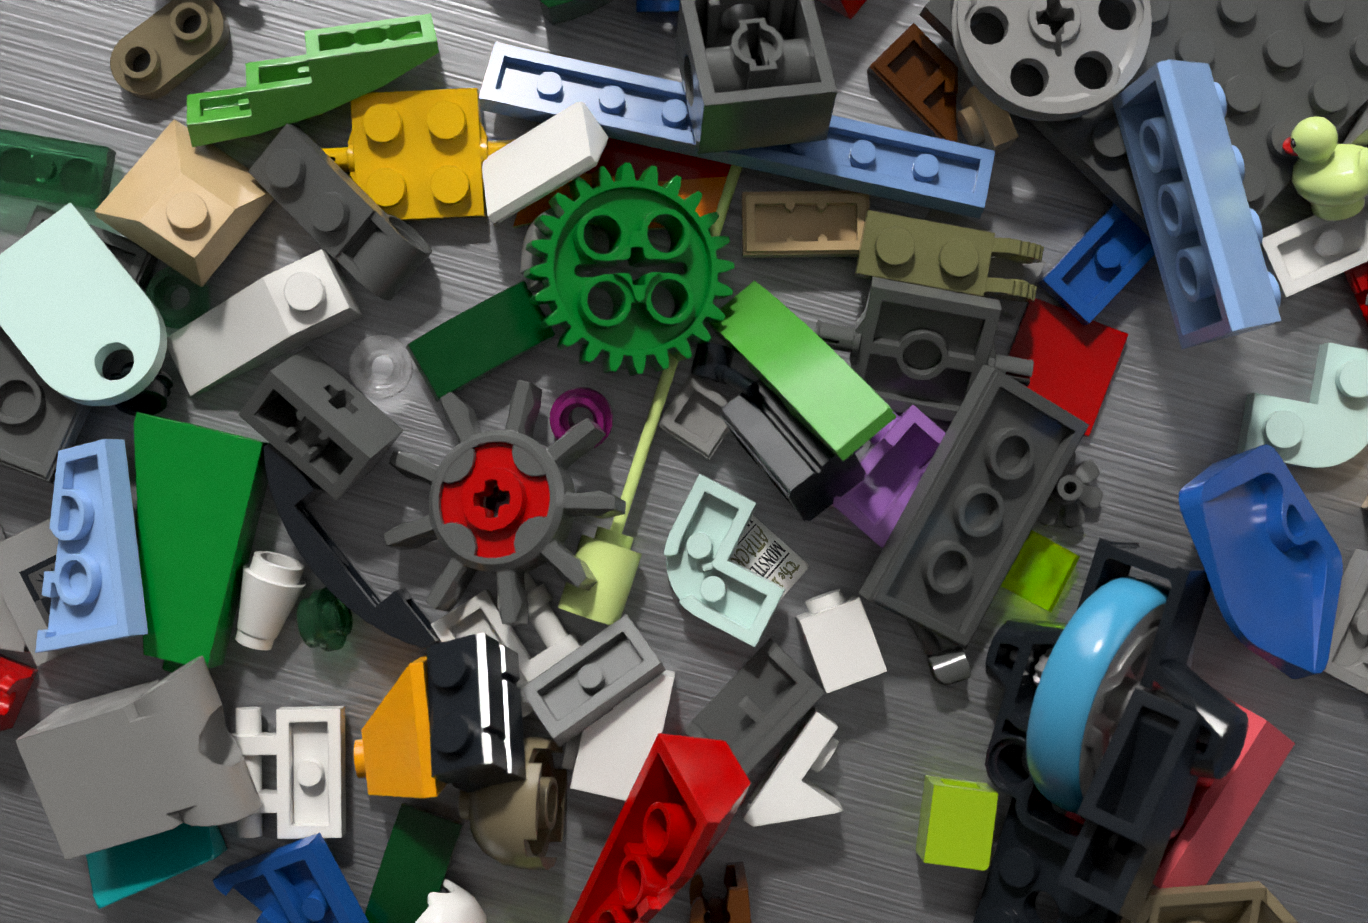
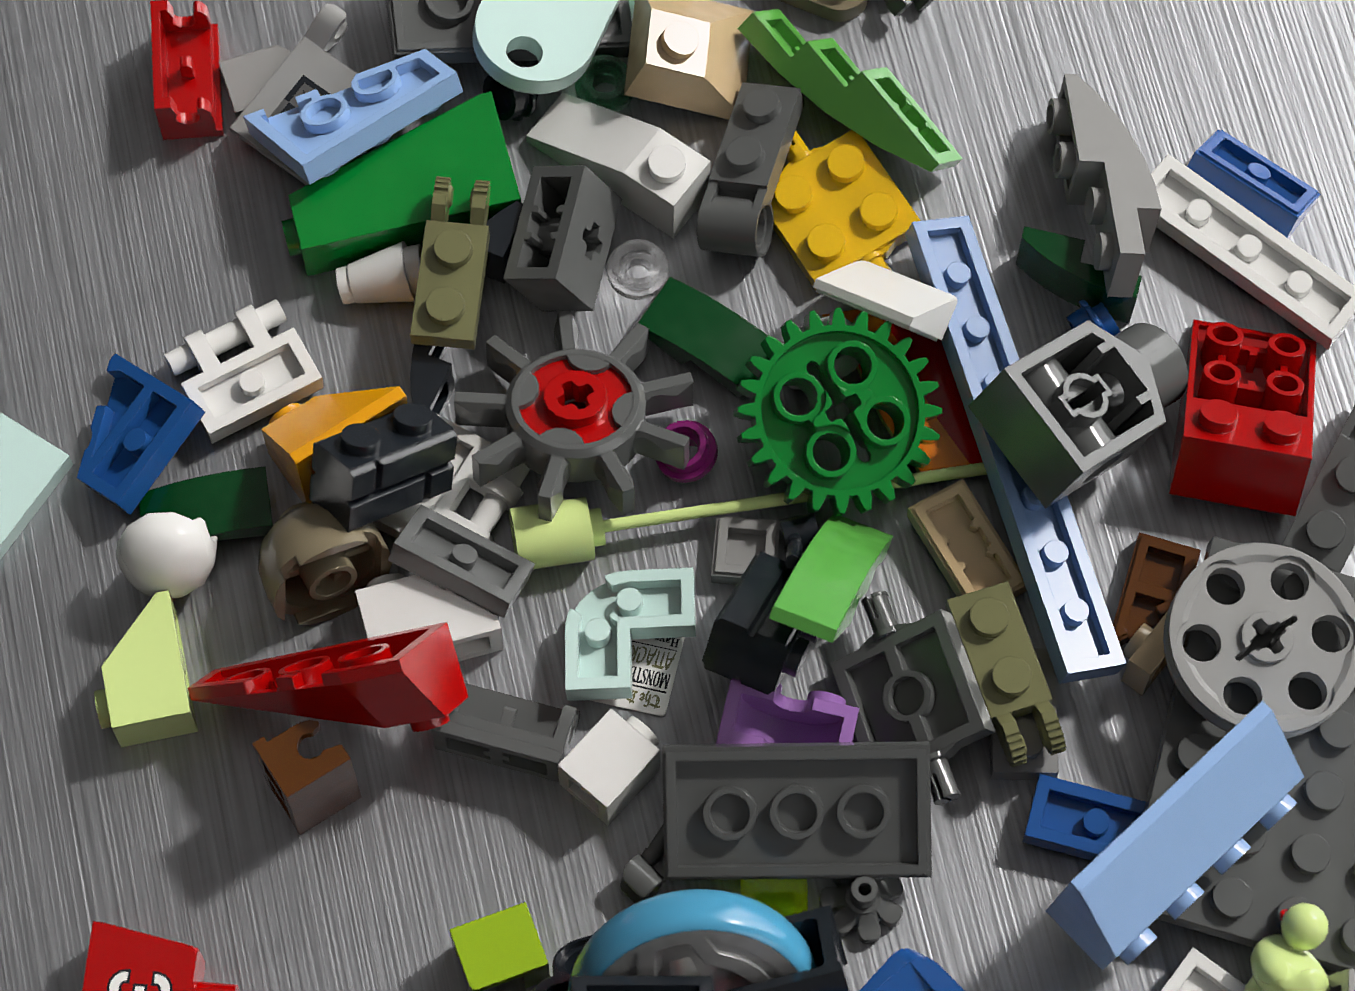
camera: 65 degrees right, 20 degrees down
(138, 763) = (196, 232): light grey piece -> none
(151, 860) = (116, 297): teal slope -> none
(304, 545) = (451, 271): none -> olive hinge
(324, 620) = (389, 330): clear green plate -> none
(784, 790) = (452, 782): white slope -> none
(1069, 359) = (980, 844): red piece -> none

